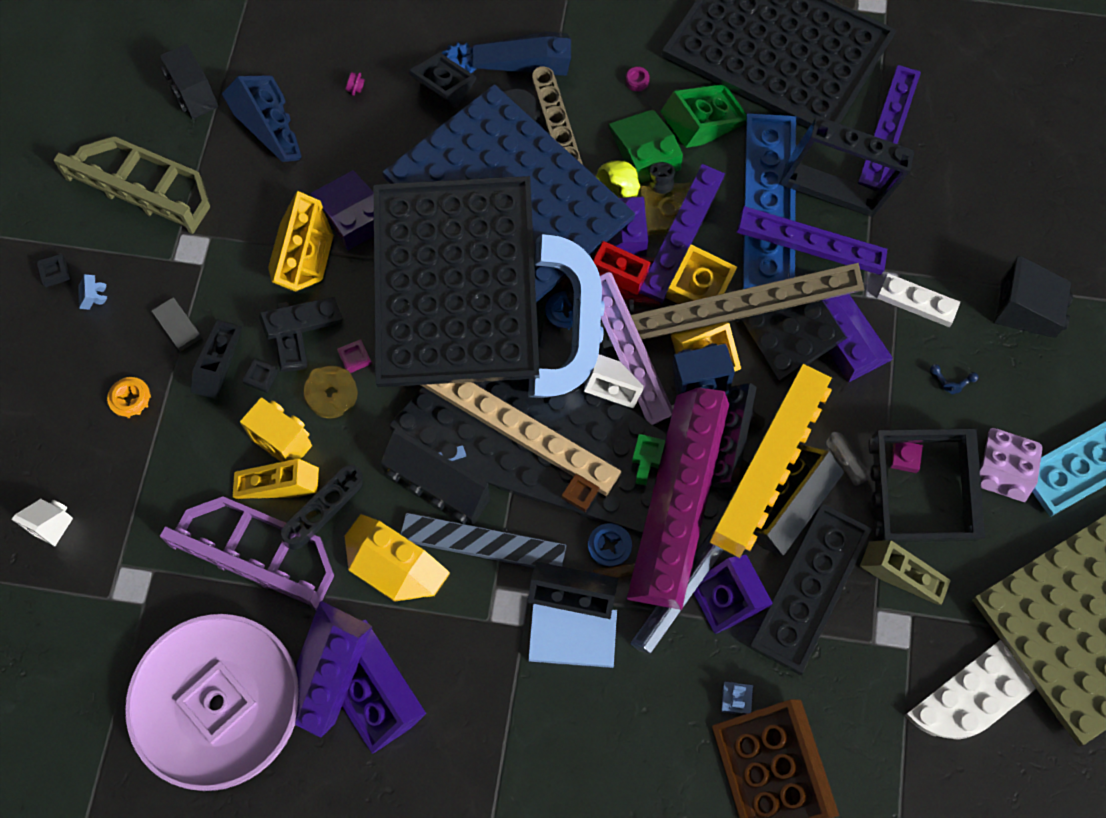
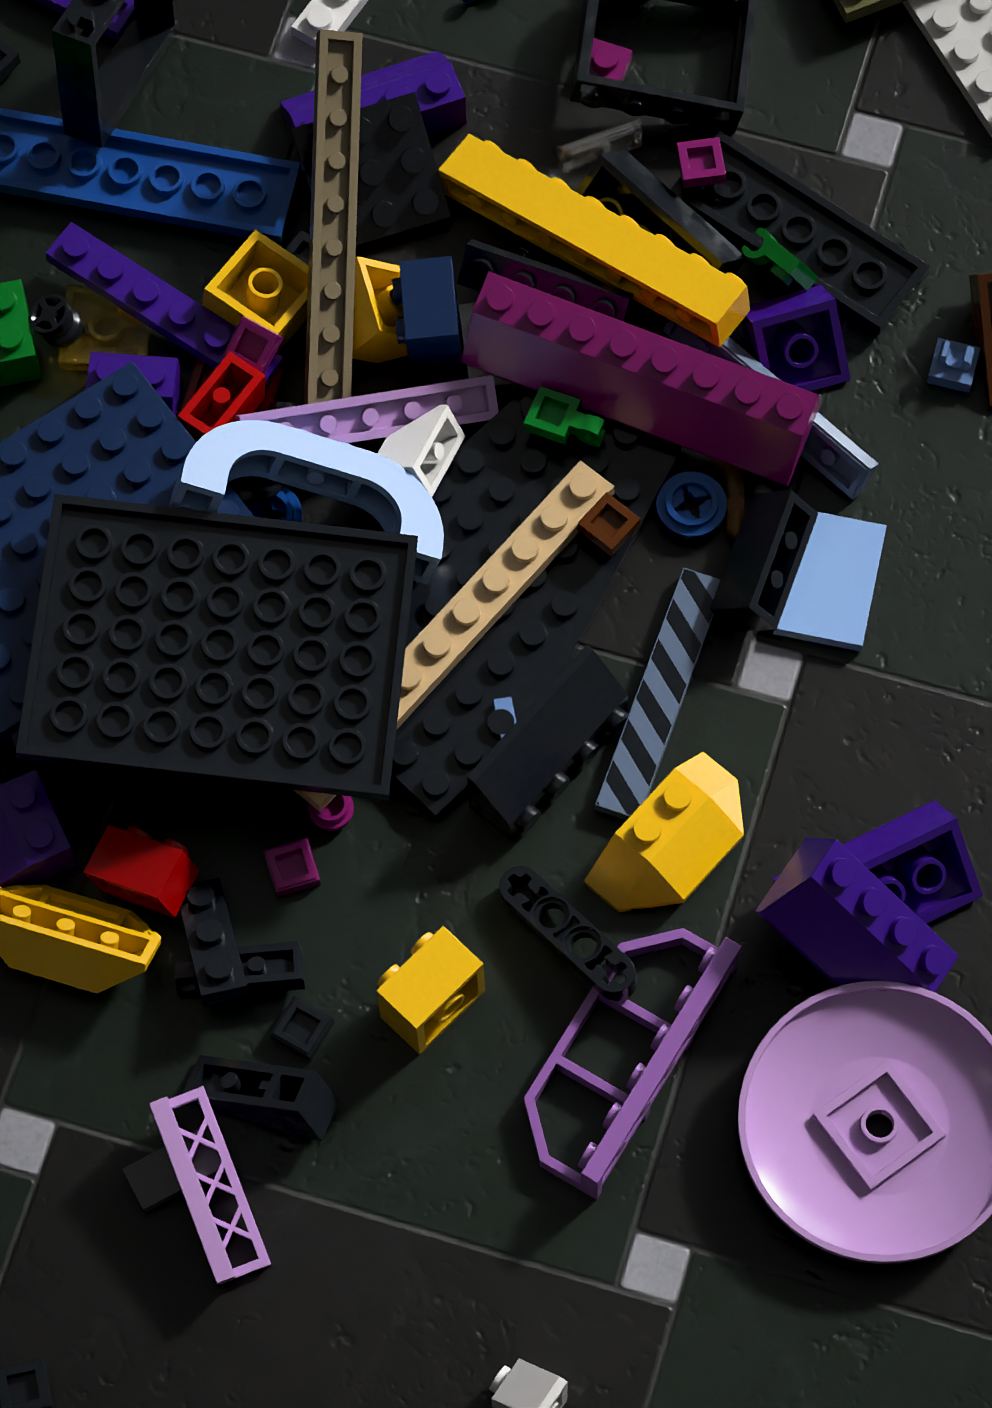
camera: 80 degrees left, 0 degrees up
(88, 294) = (84, 1322): medium blue tile -> none
(121, 390) = (292, 1241): light orange gear -> none
(155, 331) = (193, 1192): none -> lavender fence
(277, 480) = (509, 1011): yellow slope -> none
(322, 379) = (368, 932): clear yellow plate -> none
(338, 276) = (142, 869): none -> red brick
(619, 178) = (44, 385): neon yellow hair -> none
(660, 277) = (254, 343): none -> magenta tile
(778, 577) = (785, 264): none -> green plate
(811, 240) = (218, 119): dark purple plate -> none
(842, 517) = (701, 162): none -> magenta plate
(904, 570) = (789, 103): olive slope -> none

